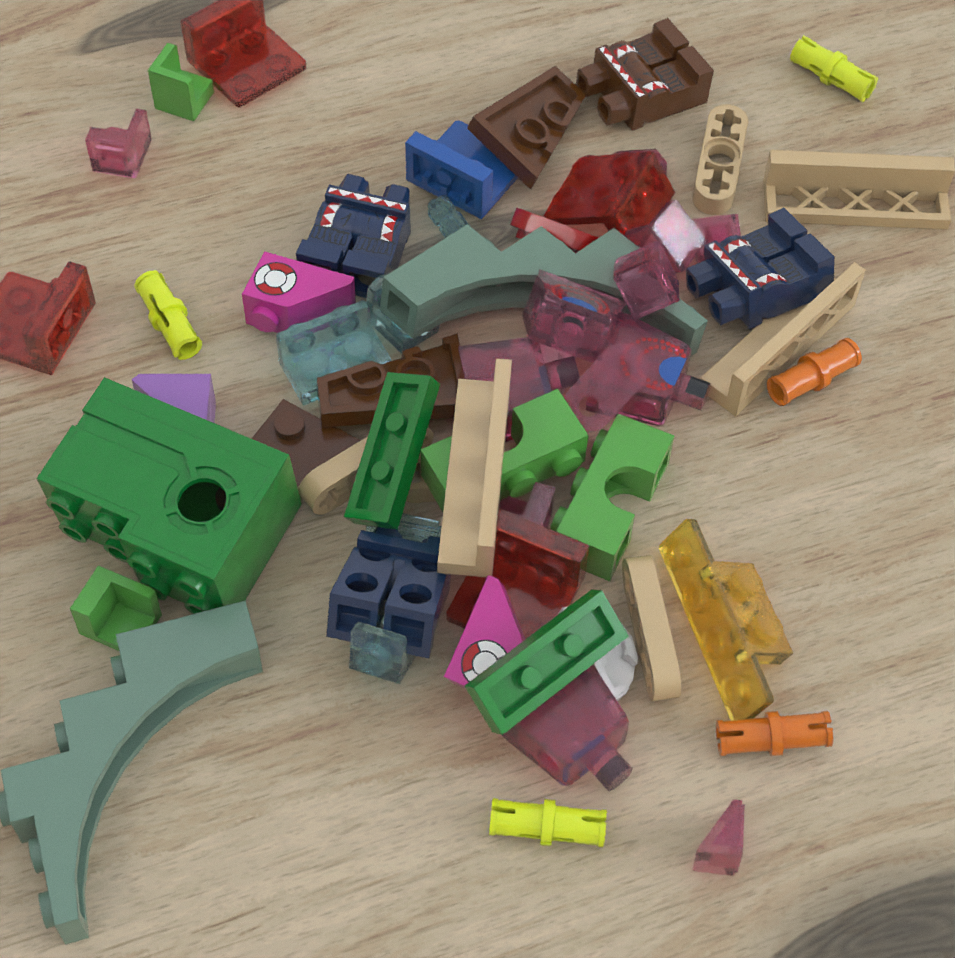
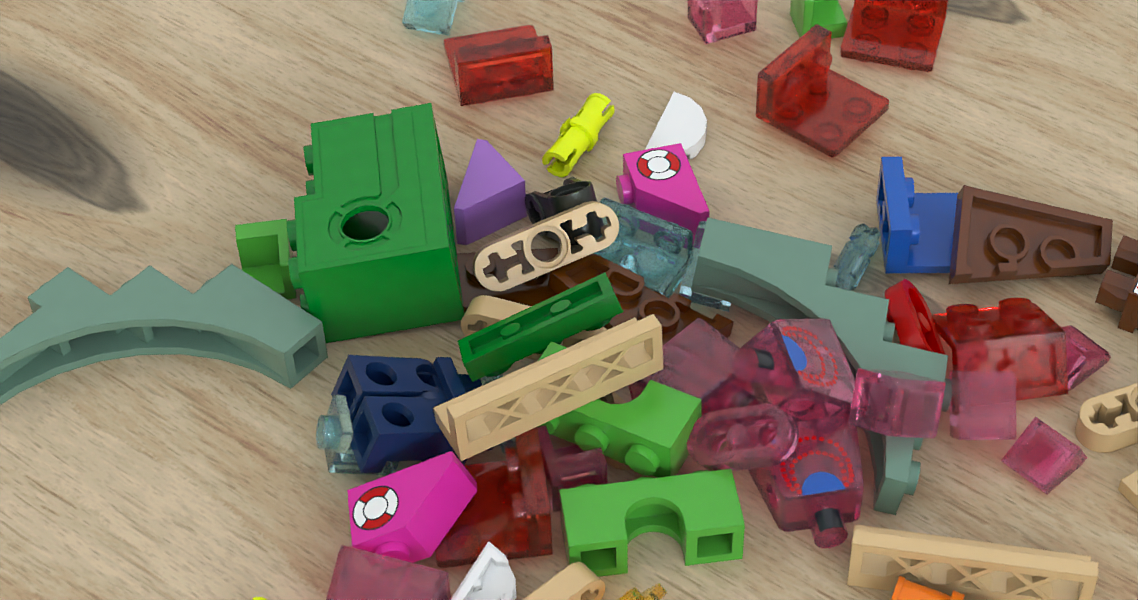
camera: 60 degrees right, 10 degrees down
(224, 251) = (681, 123): none -> white tile
(260, 368) = (572, 193): none -> pearl dark grey piece
(282, 148) = (813, 101): none -> clear red bracket
(317, 386) = (586, 241): none -> tan beam
(359, 231) = (775, 192): dark blue hips -> none
(546, 661) = (401, 543): green plate -> none
(762, 271) = (1019, 499): dark blue hips -> none

